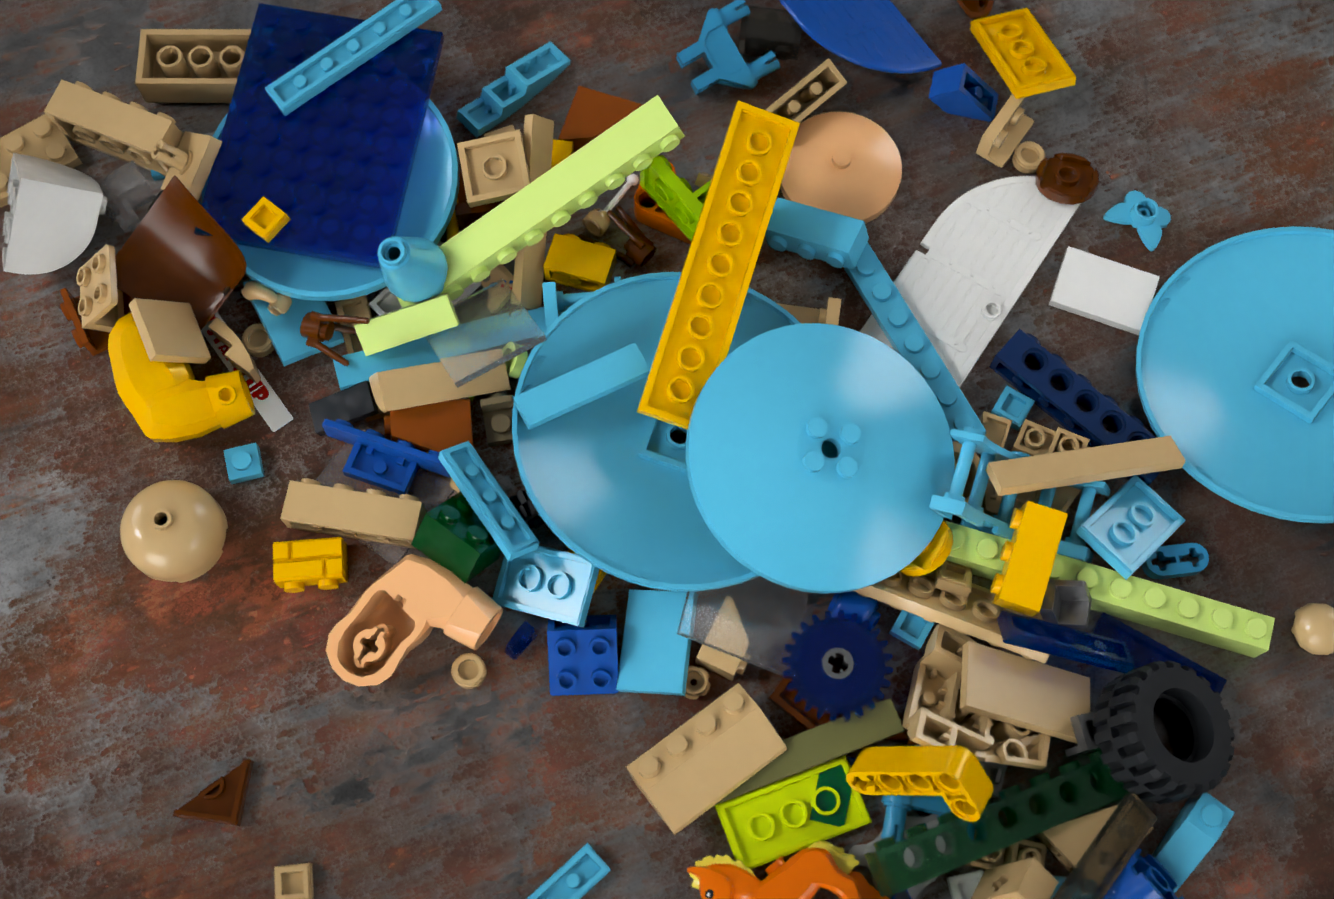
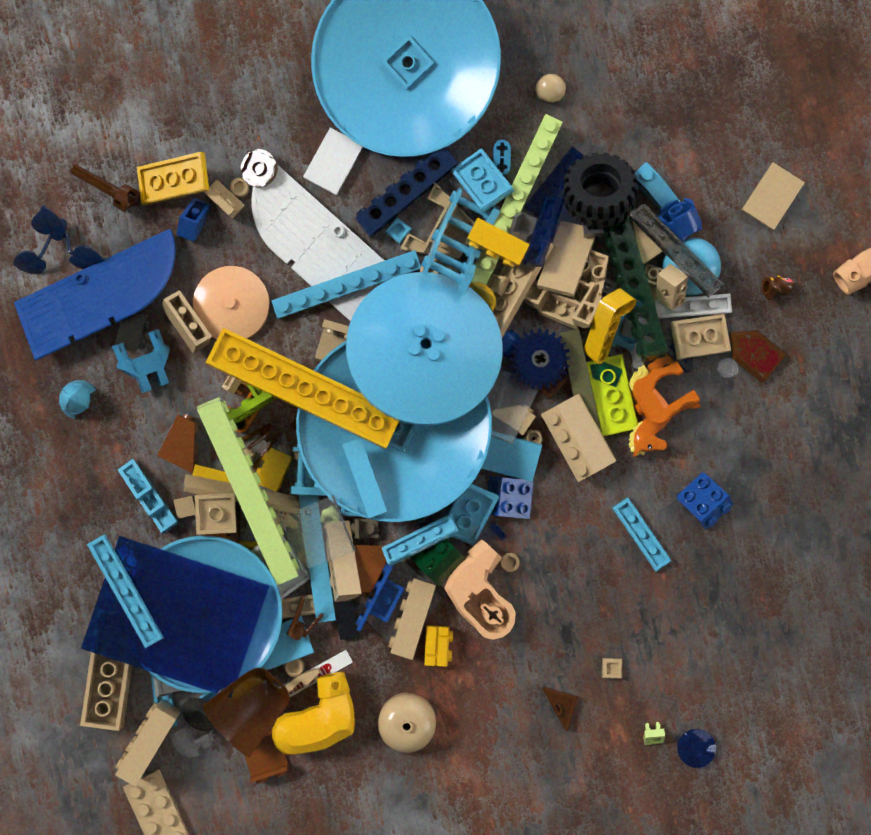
camera: 80 degrees left, 15 degrees up
(49, 215) = (197, 787): white brick -> none
(100, 299) = (256, 757): tan bracket -> none
(169, 331) = (292, 716): tan tile -> none
(189, 161) = (182, 699): tan tile -> none
(244, 463) = (370, 680): medium azure plate -> none
(265, 219) = (232, 653): yellow tile -> none
(277, 302) = (276, 653): tan arm -> none
(407, 324) = (305, 575): yellowish green tile -> none
(412, 267) = (275, 562): medium azure cone -> none
(816, 233) = (278, 324): medium azure brick -> none
(911, 629) = (522, 314): medium azure plate -> none
(1040, 440) = (425, 214): tan slope -> none
(1084, 465) = (448, 200): tan tile -> none
(1141, 214) = (288, 129): medium azure animal -> none

